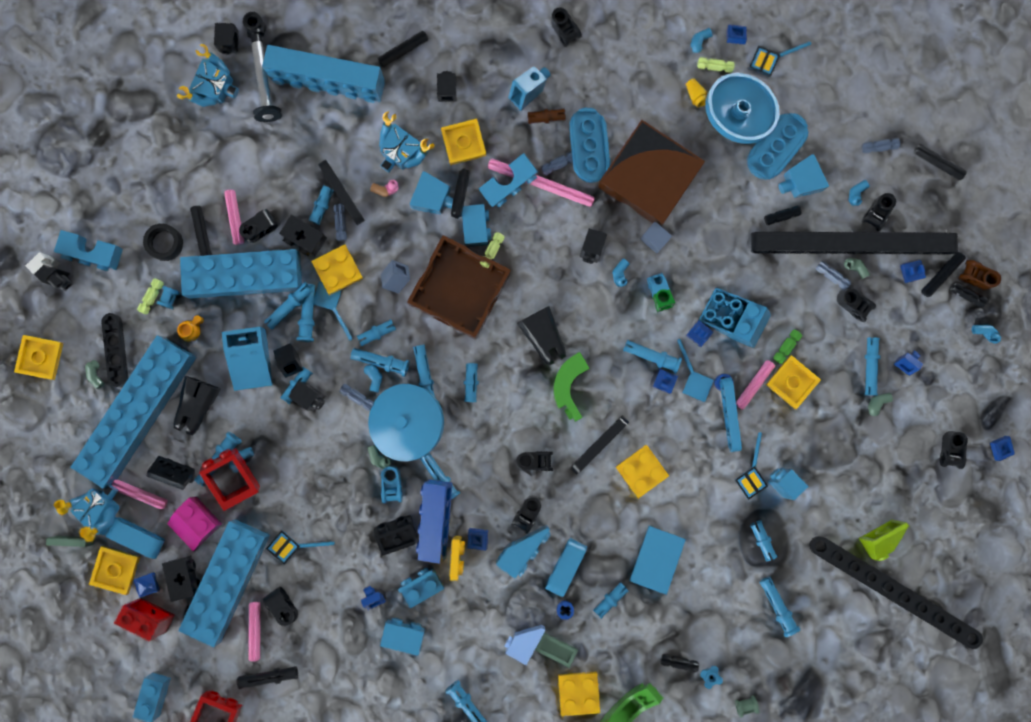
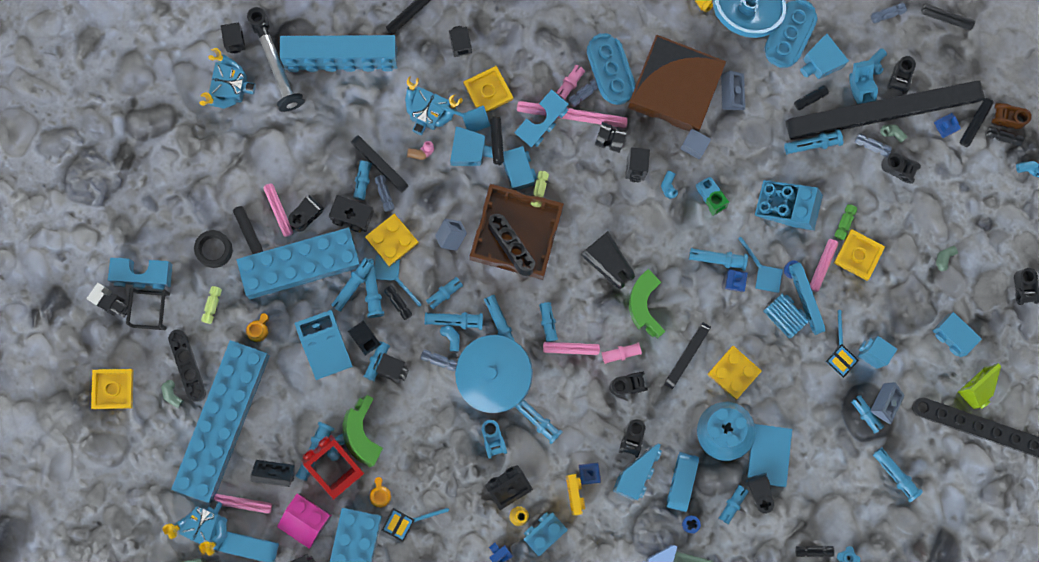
camera: 20 degrees left, 5 degrees down
(93, 305) = (164, 293): none -> black piece
(168, 297) = (230, 302): dark azure bush -> none
(194, 404) = (279, 401): black piece -> none
(257, 452) = (354, 436): none -> bright green arch
(272, 515) = (380, 495): none -> light orange piece
(329, 332) = (398, 303): none -> black axle
(377, 459) = (473, 417): sand green arm -> none
(400, 560) = (514, 513): none -> yellow cone
(434, 521) = (544, 463): blue brick -> none
(443, 168) = (473, 119): none -> dark azure piece
(447, 300) = (514, 243): none -> black beam
(487, 413) = (571, 348): none -> bright pink axle
(528, 86) = (539, 25): dark azure torso -> none
(535, 428) = (621, 353): none -> bright pink pin
(546, 116) = (562, 49): reddish brown pin -> none
(546, 150) = (570, 82): none -> bright pink pin
(573, 213) = (611, 137): none -> black wheel
(619, 512) = (712, 435): none -> dark azure cone
(640, 595) = (761, 490): none -> black piece
(699, 333) = (758, 227): blue tile -> none
(706, 192) = (733, 91): none -> sand blue slope
(706, 427) = (786, 315): none -> dark azure brick
(750, 261) = (823, 140): none -> dark azure pin
(786, 534) = (888, 402): none -> sand blue slope
(837, 210) = (862, 82): none -> dark azure brick
(871, 482) = (956, 335): none -> dark azure brick
(872, 366) = (930, 223): dark azure pin -> none
(909, 363) = (964, 213): blue tile -> none

